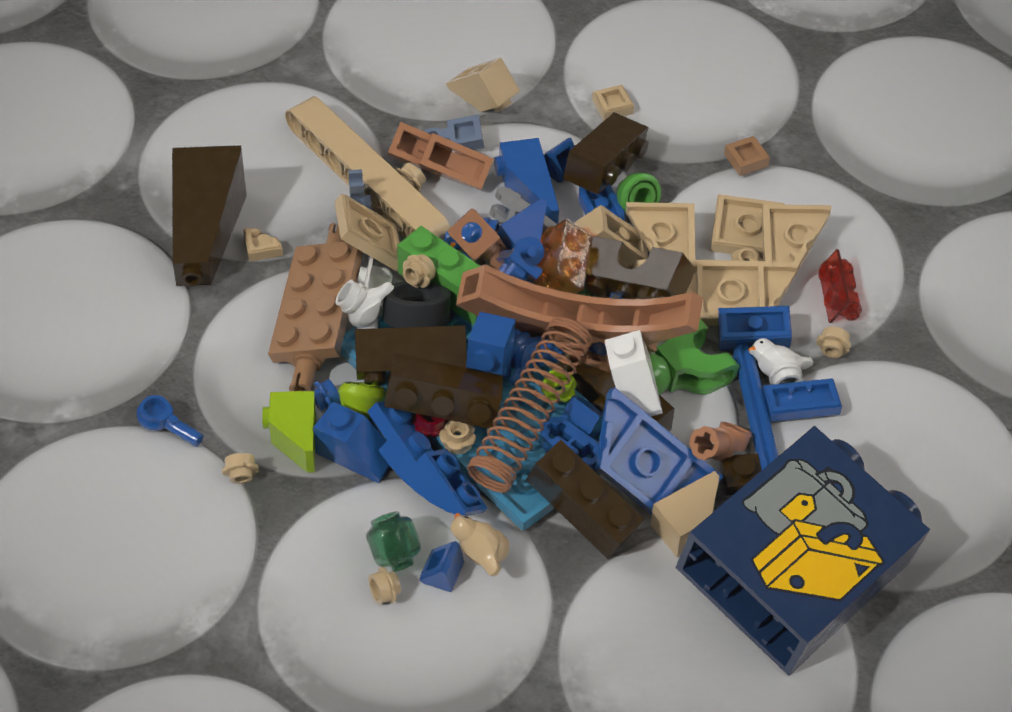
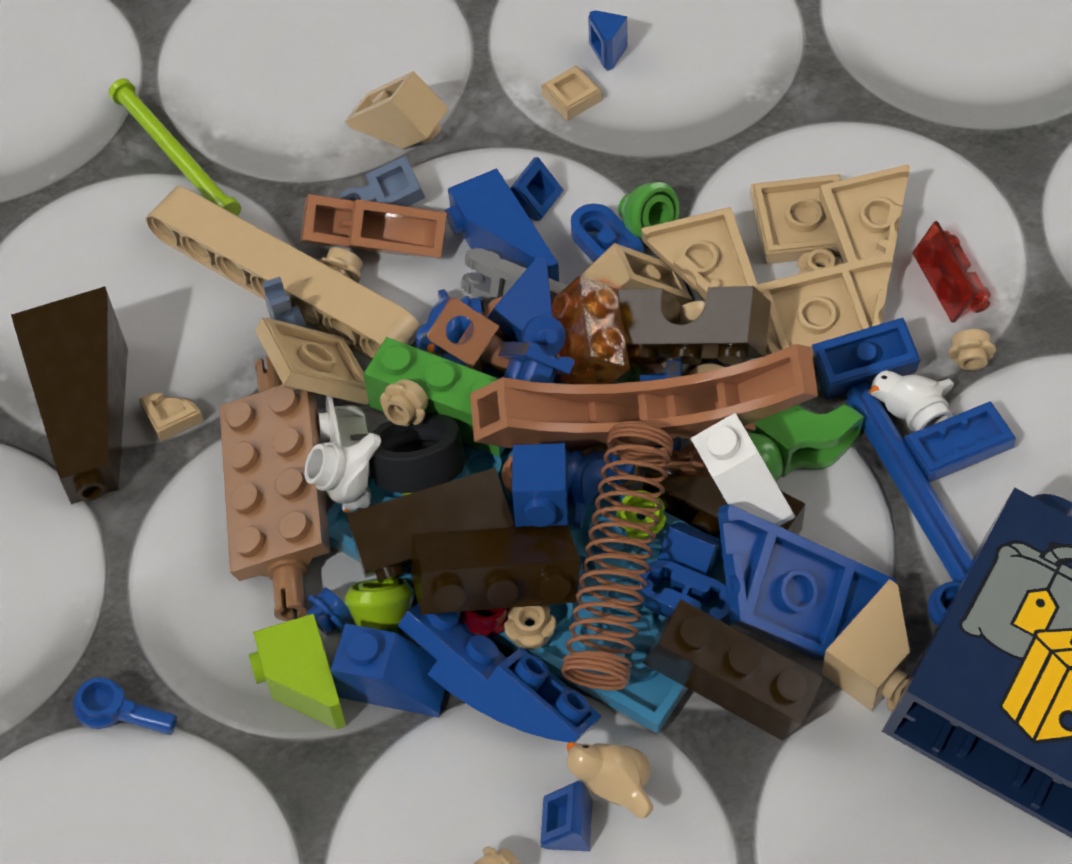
camera: 10 degrees left, 5 degrees up
(240, 467) = (243, 751): tan plate -> none
(298, 27) = (123, 93): none -> lime bar
(393, 541) = (491, 804): clear green head -> none
(606, 153) = (592, 167): dark brown brick -> none
(651, 70) = (608, 36): none -> blue slope
(726, 441) = (889, 526): nougat connector -> none
(739, 471) = (917, 567): dark brown plate -> none
(746, 155) = (769, 121): medium nougat plate -> none

